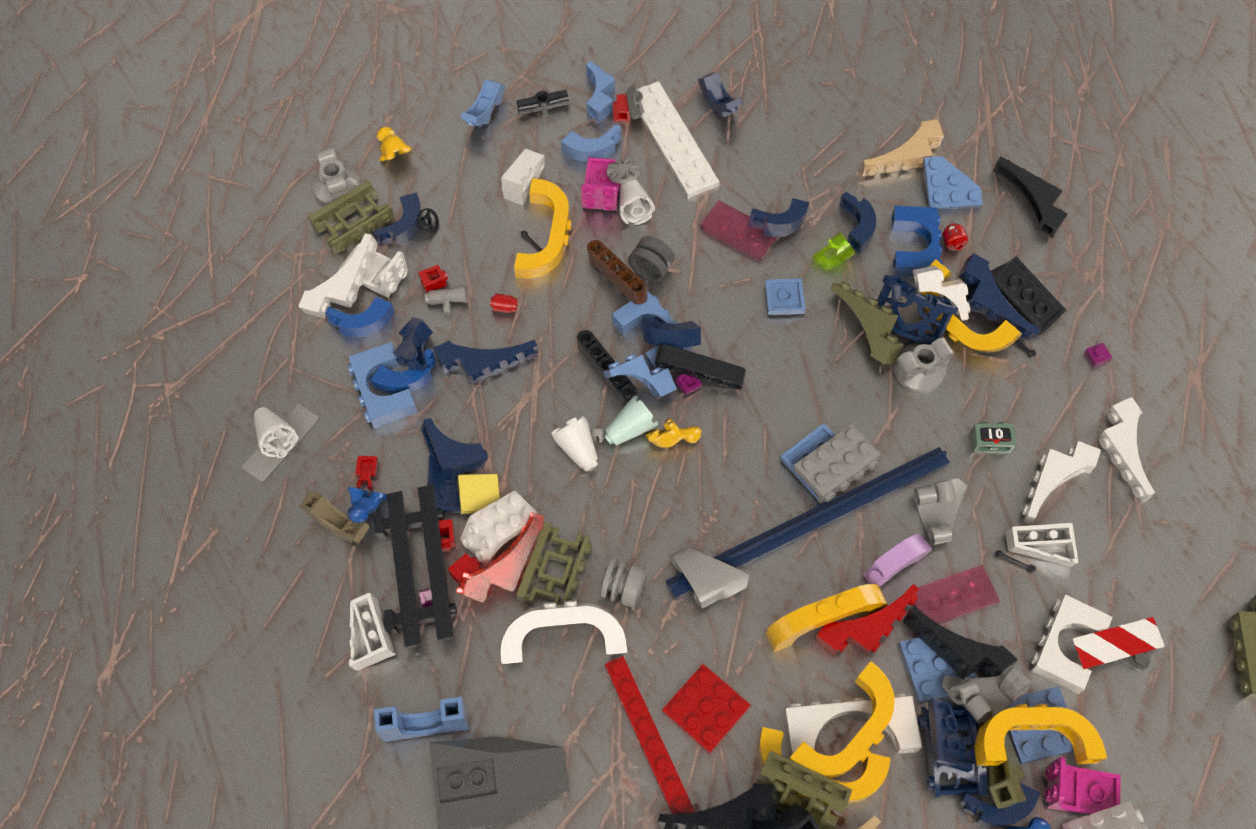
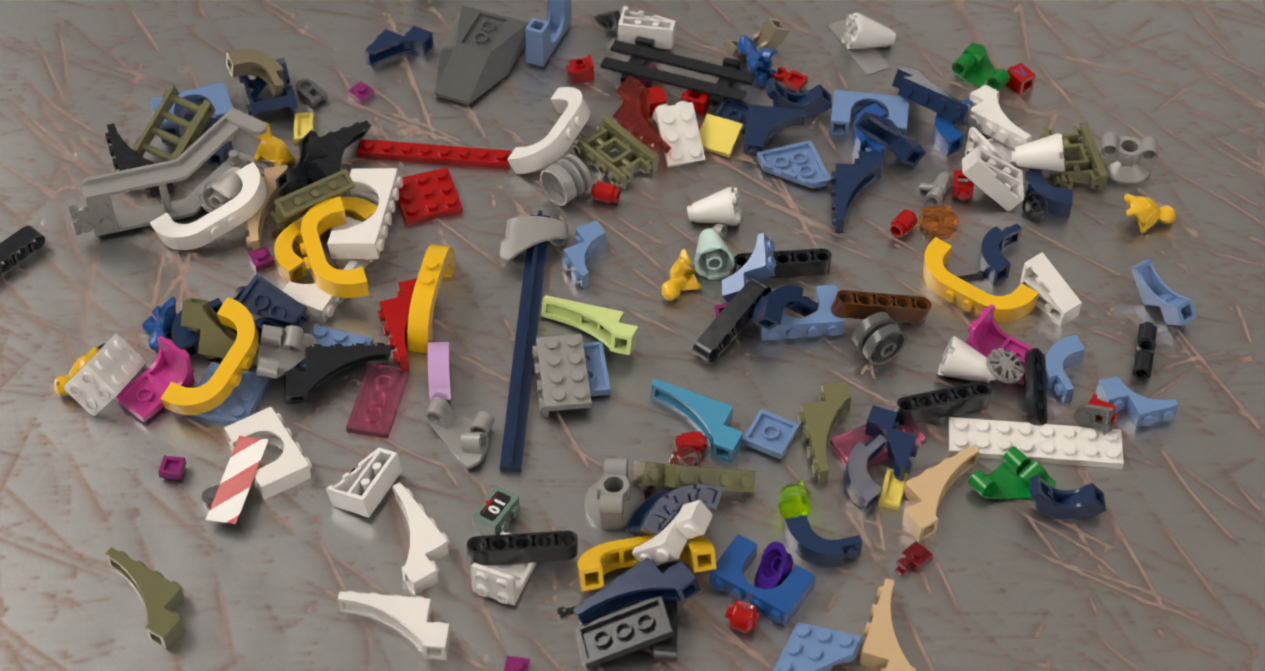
camera: 120 degrees right, 15 degrees down
(268, 291) = (1021, 79): none -> red brick
(271, 328) = (977, 69): none -> green panel
(342, 344) = (918, 89): none -> dark blue arch
(370, 678) = (608, 20): none -> black plate
(379, 220) = (1041, 154): none -> white cone
(396, 444) = (813, 101): none -> dark blue arch
(421, 250) = (995, 177): none -> white wedge
(449, 659) = (581, 69): none -> red brick
(478, 414) = (796, 163): none -> medium blue plate
(479, 275) = (943, 214): none -> clear orange plate
(498, 232) = (991, 260): none -> dark blue arch
(608, 547) = (605, 192): none -> red brick
(632, 147) = (1036, 387): none -> black plate
(676, 529) = (588, 240): none -> medium blue arch
(682, 198) = (943, 402): none -> black beam
(717, 139) = (1011, 478): none -> green panel
(743, 203) = (899, 444): none -> dark blue arch
(753, 269) = (818, 422): none -> olive arch
(764, 463) = (597, 321): none -> yellowish green arch
(765, 177) = (929, 488): none -> tan arch
(775, 203) = (892, 491): none -> light yellow tile
(799, 341) = (706, 414): none -> dark azure arch
(819, 701) = (367, 238): none -> white arch
(825, 166) = (913, 557): none -> dark red plate
(832, 342) = (693, 439): none -> red brick
(852, 337) = (686, 456): none -> clear red head
(880, 808) = (261, 259): none -> magenta plate
(904, 237) = (774, 566): none -> dark purple piece
(1020, 402) = (522, 548): none -> black beam
(1037, 401) = (501, 581): none -> white bracket
(1141, 712) = (172, 467): none -> magenta plate

